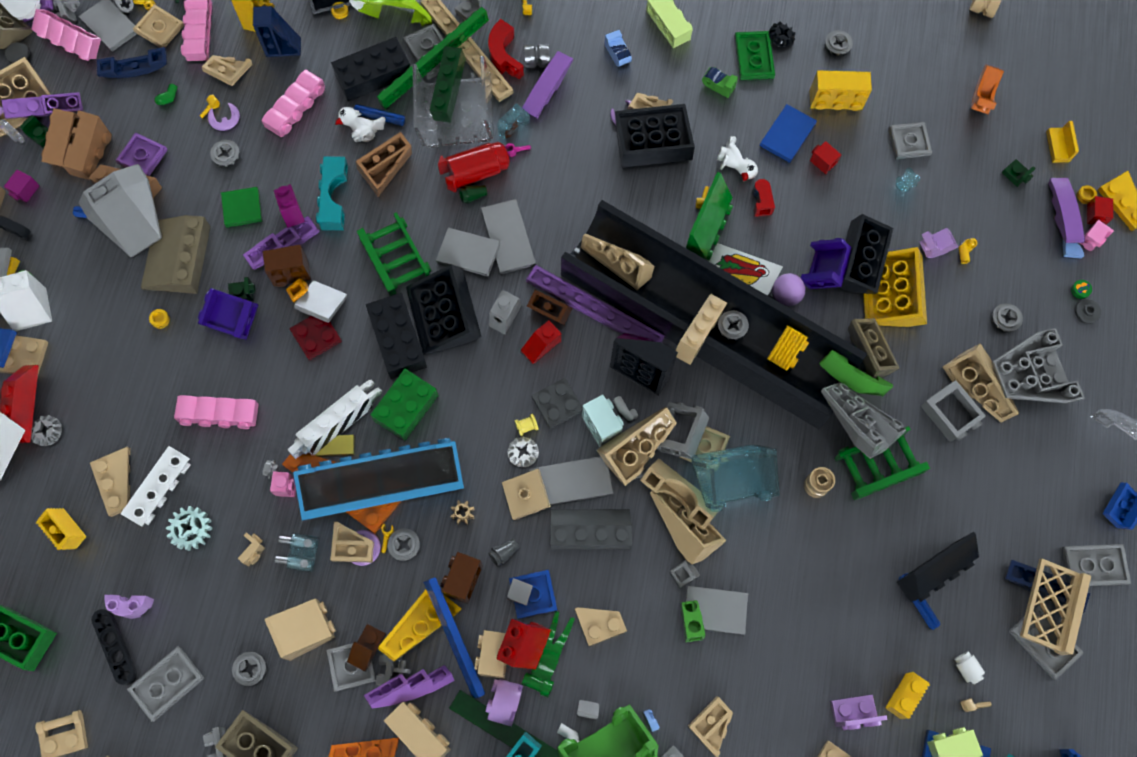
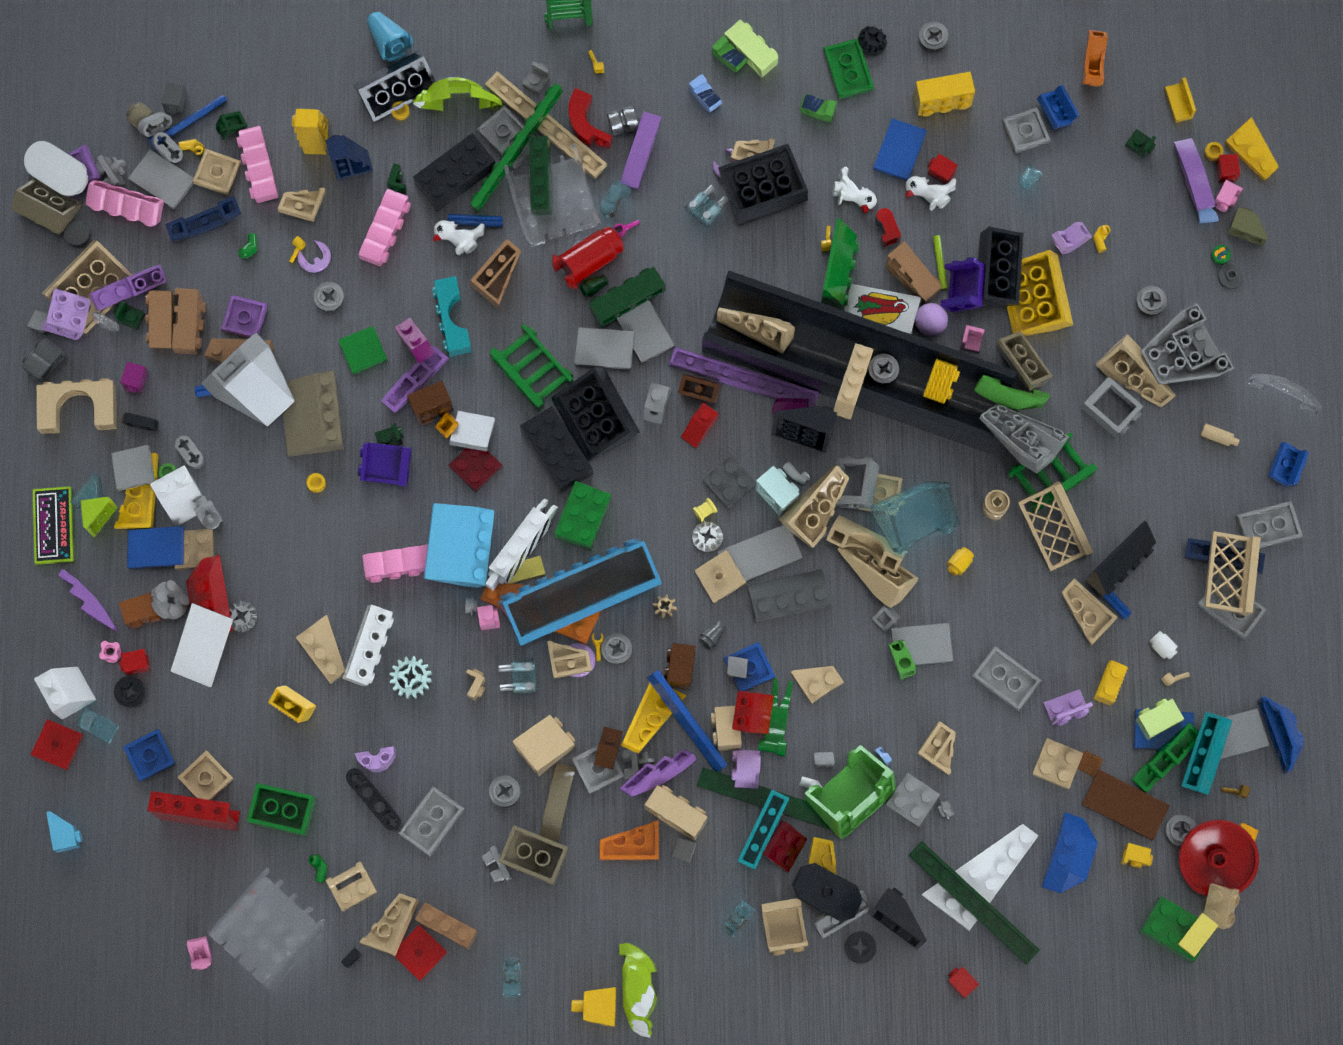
camera: 10 degrees left, 5 degrees up
(37, 706) = (320, 867): none -> green arm
(41, 323) = (207, 513): none -> light grey hips
(46, 266) = (186, 454): none -> light grey beam
(273, 406) = (459, 545): none -> medium azure slope
(298, 694) = (557, 802): none -> dark tan slope
(317, 63) = (395, 178): none -> dark green bracket
(500, 208) = (627, 296): none -> dark green brick
(594, 147) = (705, 209): none -> clear light blue piece
(647, 20) = (728, 54): none -> bright green leg
(771, 532) = (960, 561): none -> yellow brick
(778, 242) = (912, 273): none -> medium nougat wedge
(797, 665) = (1006, 678): none -> light grey tile
(806, 241) = (940, 262): none -> lime bar
(813, 177) = (935, 194): none -> white animal
(825, 315) = (972, 339): none -> bright pink panel
(894, 512) = (1070, 518): none -> tan fence
(895, 613) = (1088, 611): none -> tan wing
(945, 125) = (1058, 107): none -> blue bracket
(1056, 462) = (1219, 435): none -> tan cylinder
(1113, 268) = (1248, 226): none -> olive slope

